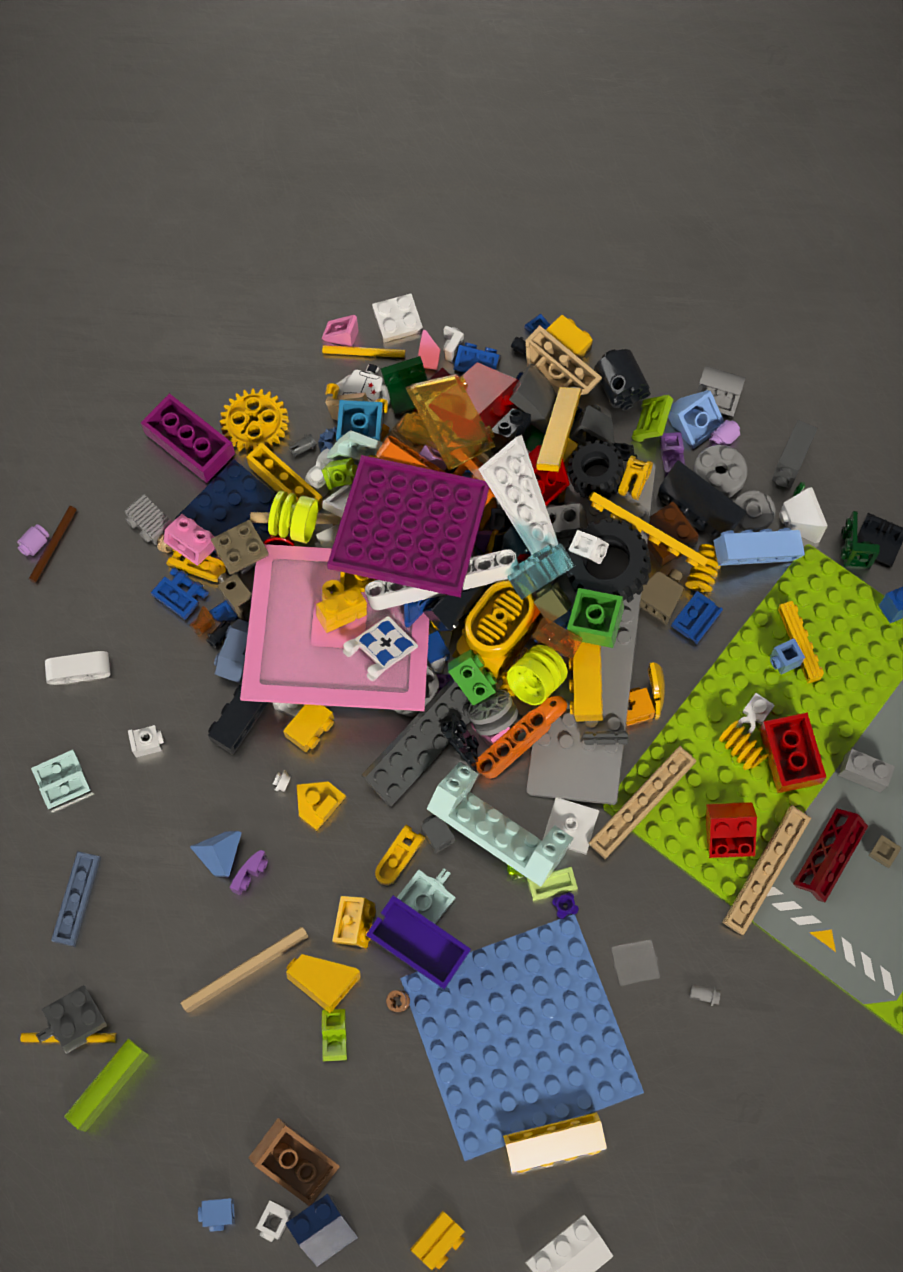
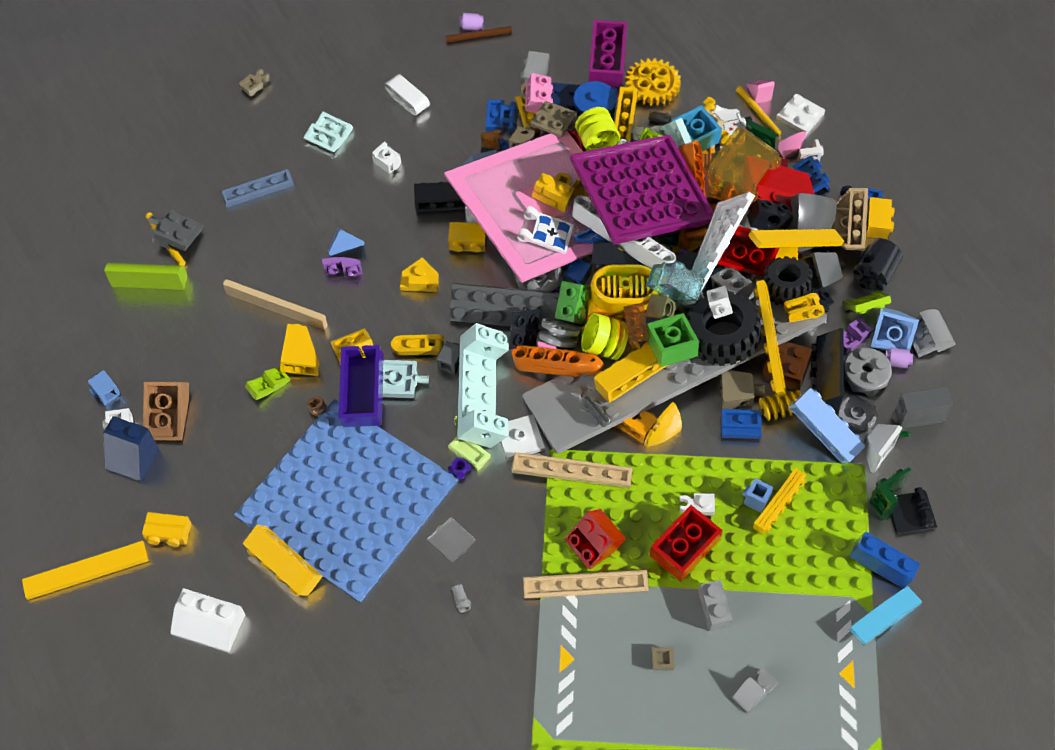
camera: 55 degrees right, 10 degrees down
(237, 490) = (594, 95): none -> blue wheel
(281, 781) = (418, 247): white plate -> none
(742, 746) = (664, 506): yellow piece -> none
(836, 854) = (632, 623): dark red fence -> none

